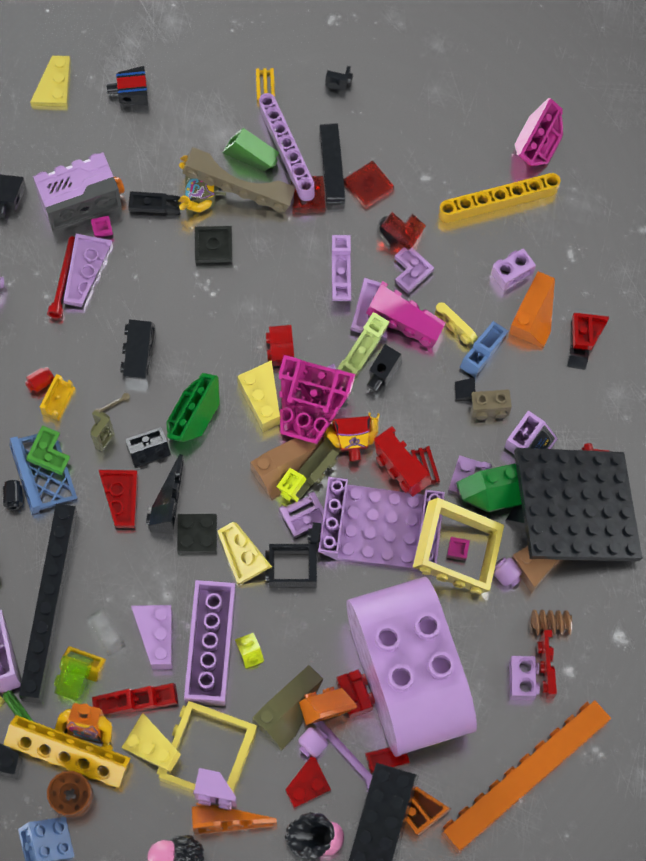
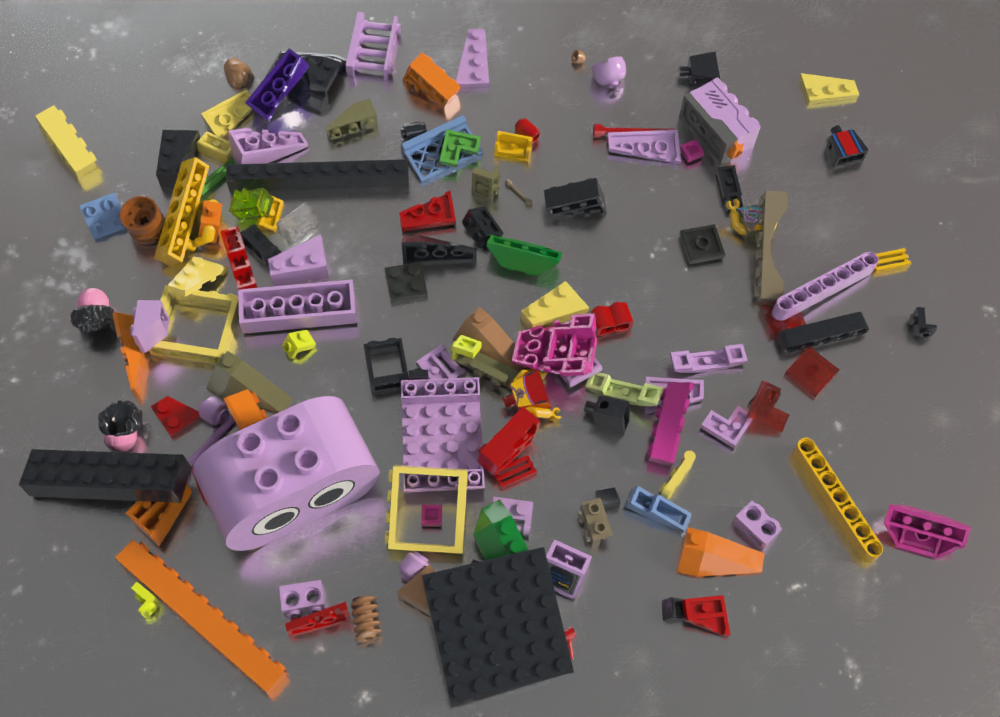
camera: 80 degrees right, 5 degrees down
(122, 675) = (259, 244): none -> black hinge
(242, 553) = (390, 319): light yellow wing -> none
(251, 150) = (811, 257): bright green slope -> none
(498, 828) = (148, 600): none -> neon yellow bracket

